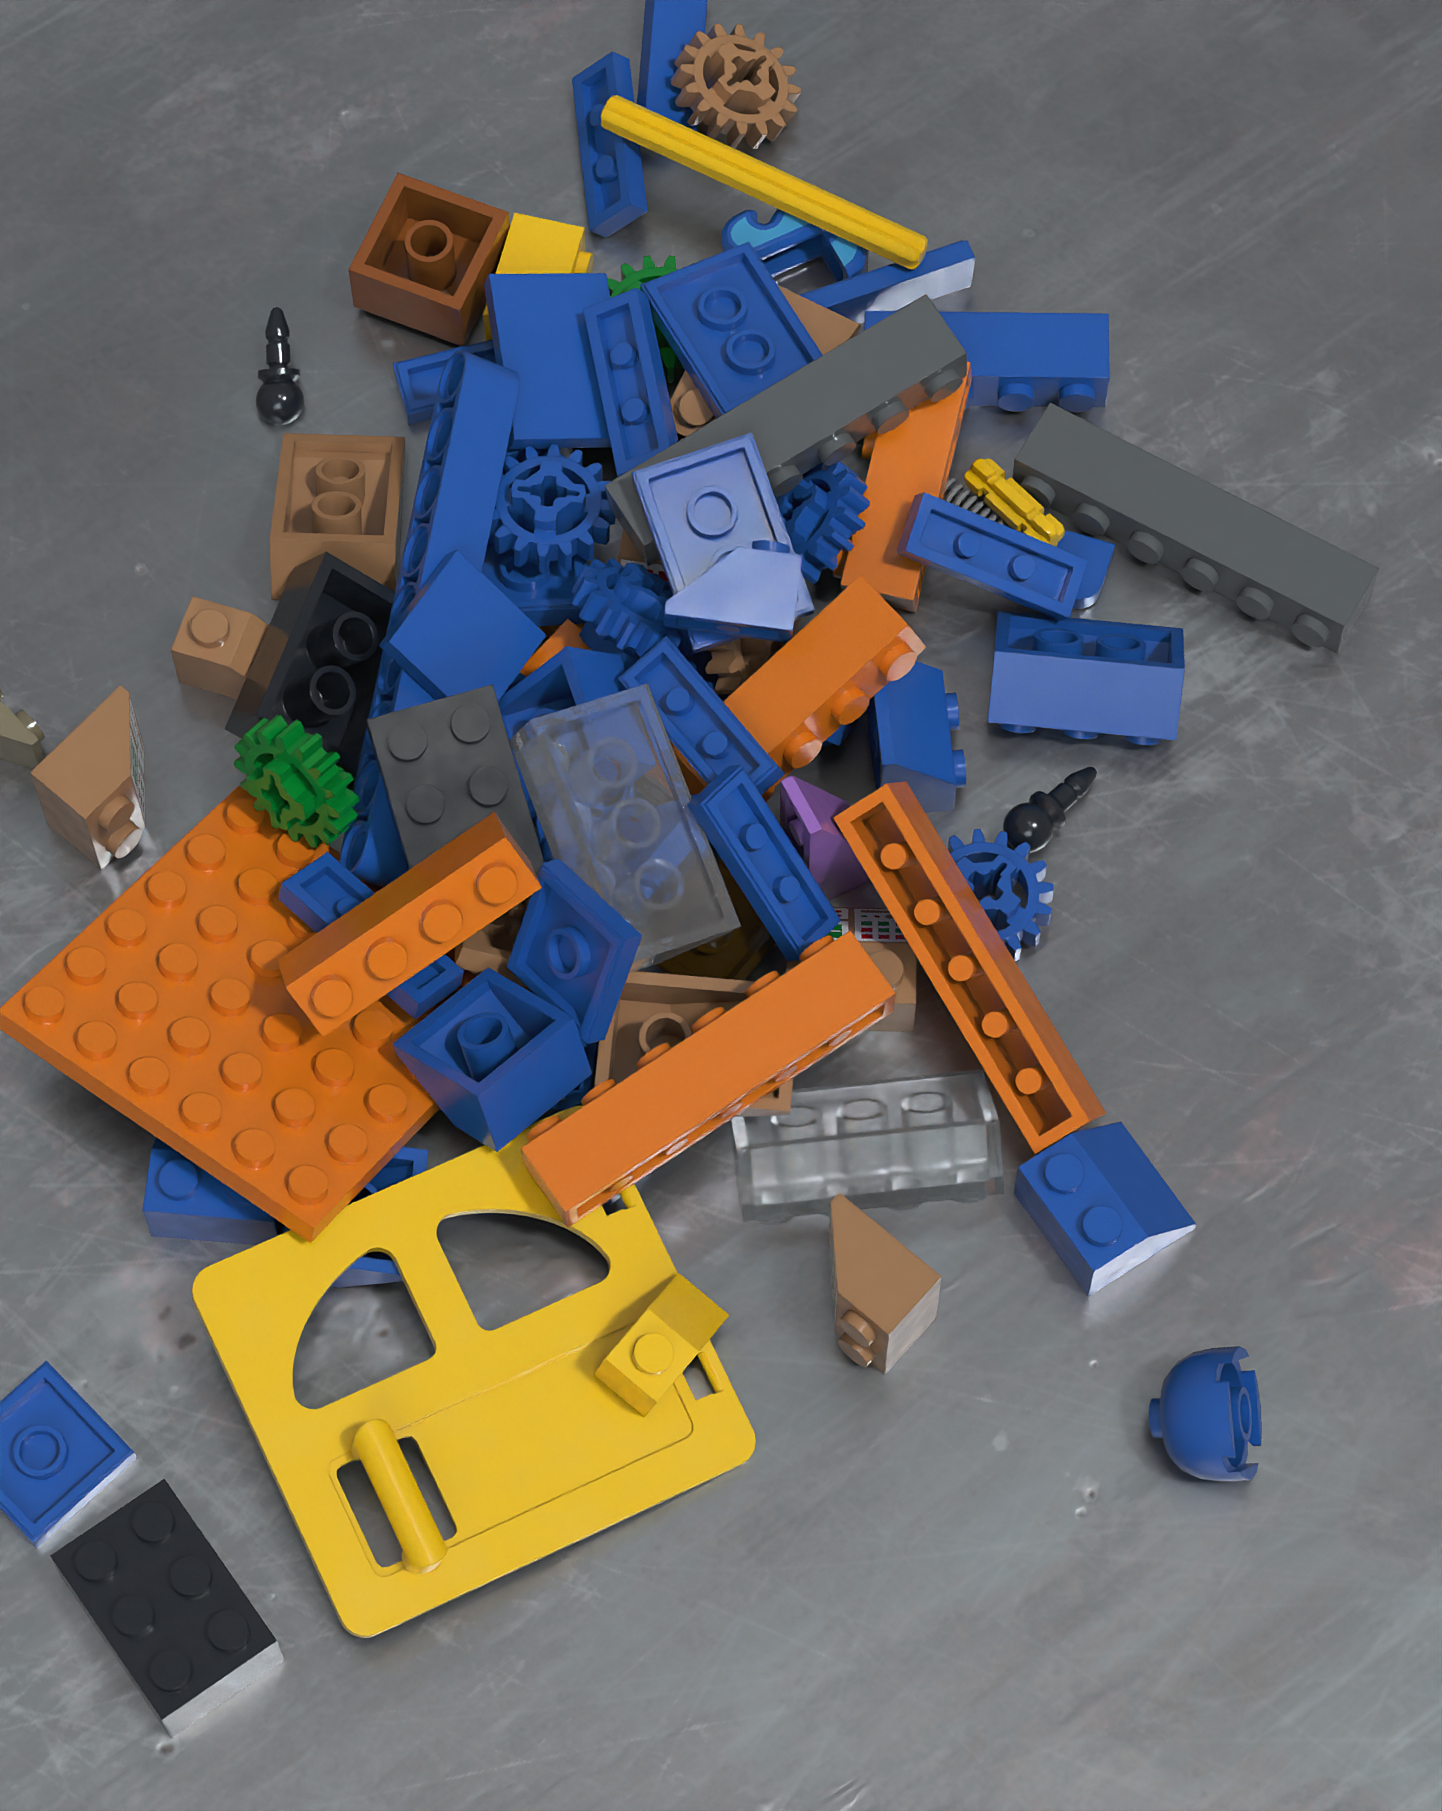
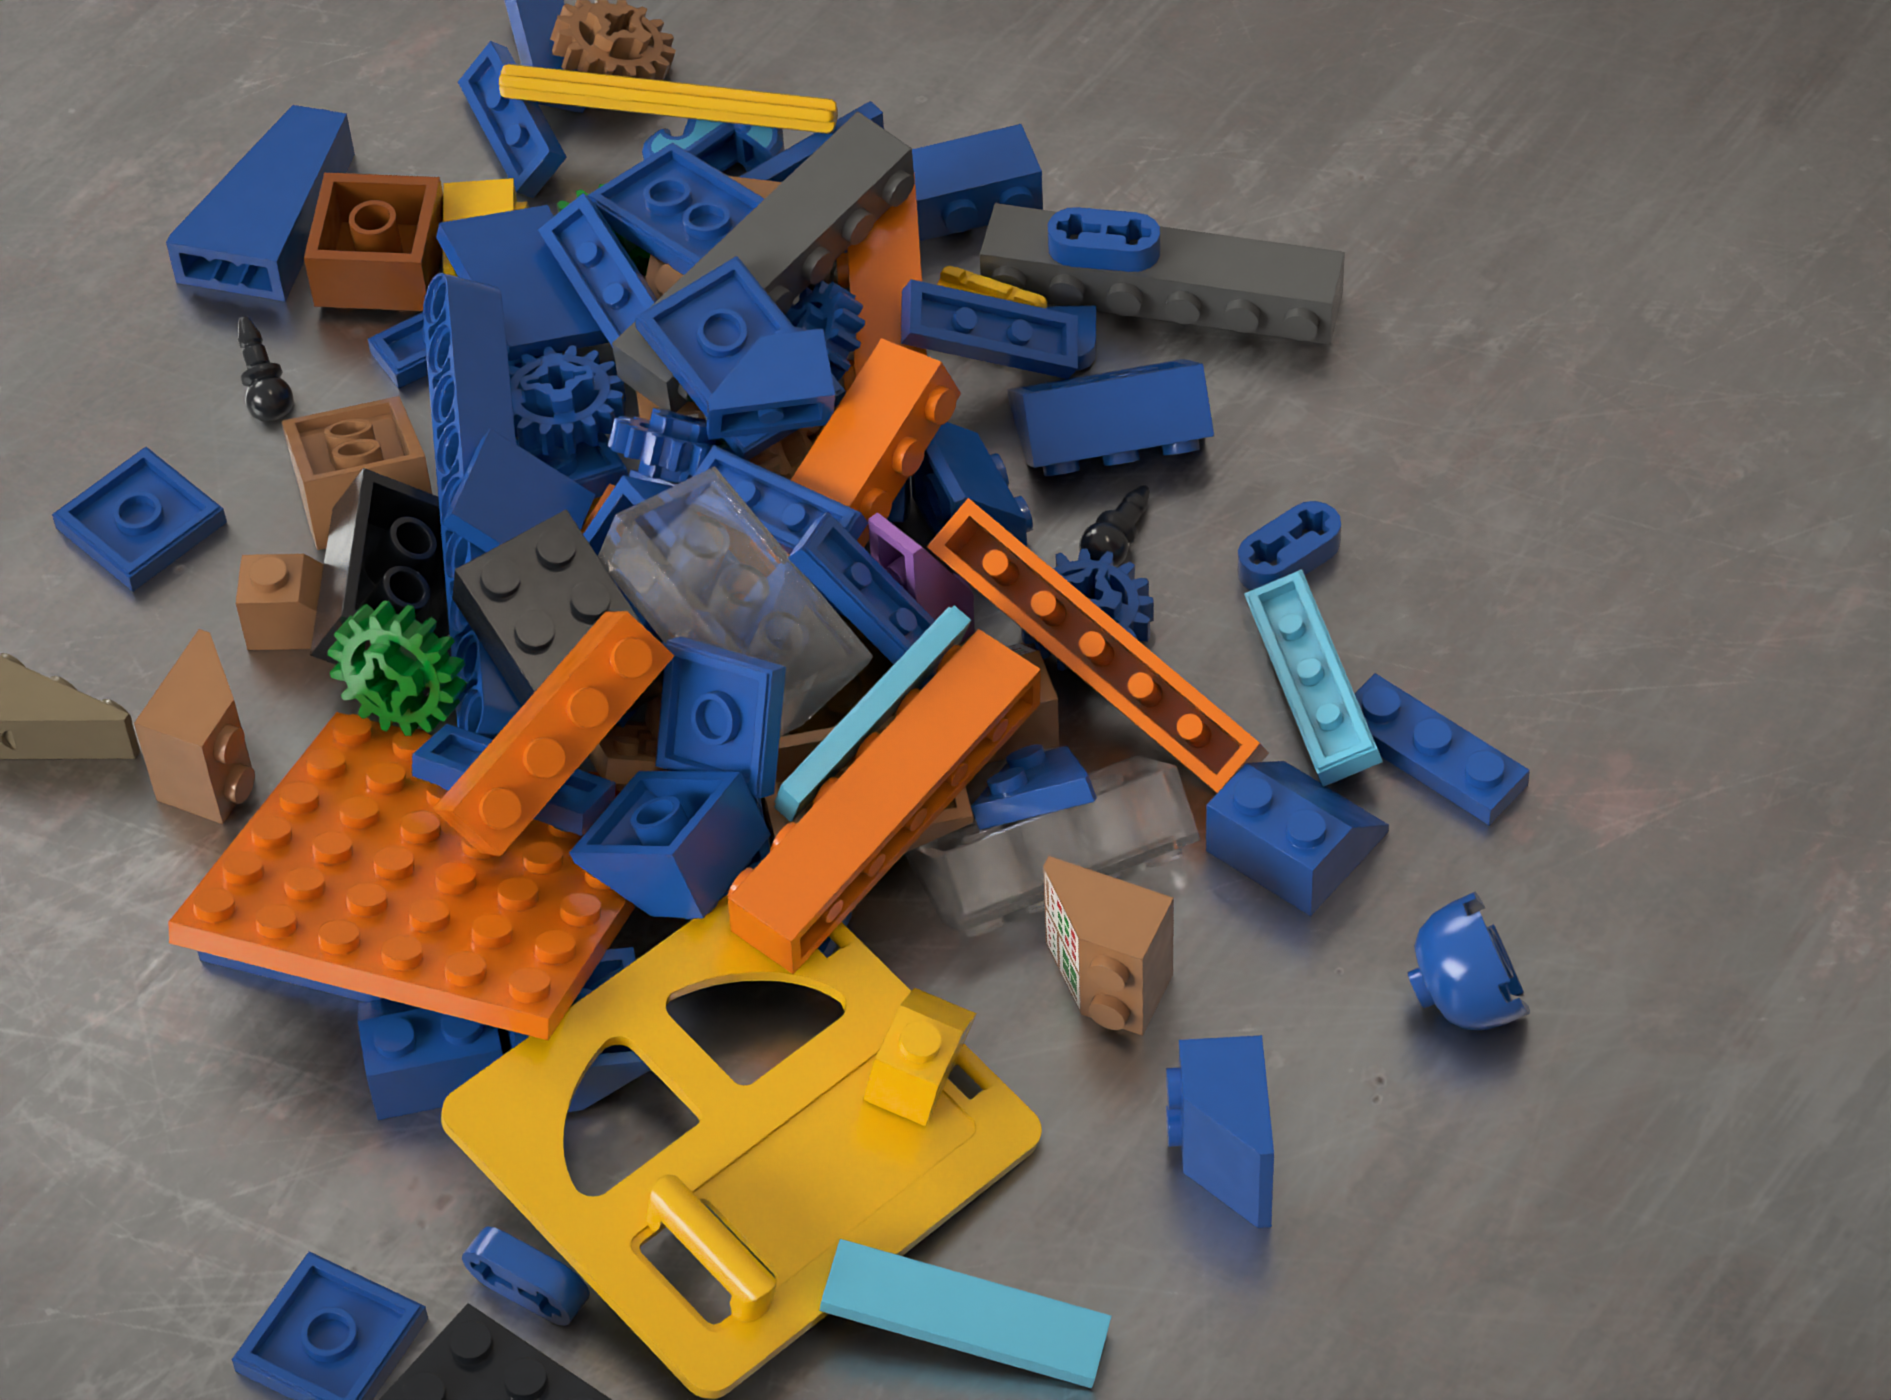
camera: 15 degrees left, 15 degrees down
(117, 503) = (139, 518): none -> blue tile
(231, 1451) = (526, 1276): none -> blue beam
(327, 189) = (259, 217): none -> blue slope
(617, 1624) = (965, 1313): none -> medium azure tile
(722, 984) = (870, 712): none -> medium azure tile
(862, 1092) = (1033, 785): none -> blue wing
(917, 1510) = (1224, 1122): none -> blue slope
(1140, 485) = (1104, 239): none -> blue beam
(1178, 1042) = (1313, 678): none -> medium azure tile
(1205, 869) = (1284, 541): none -> blue beam
(1268, 1153) = (1440, 751): none -> blue plate

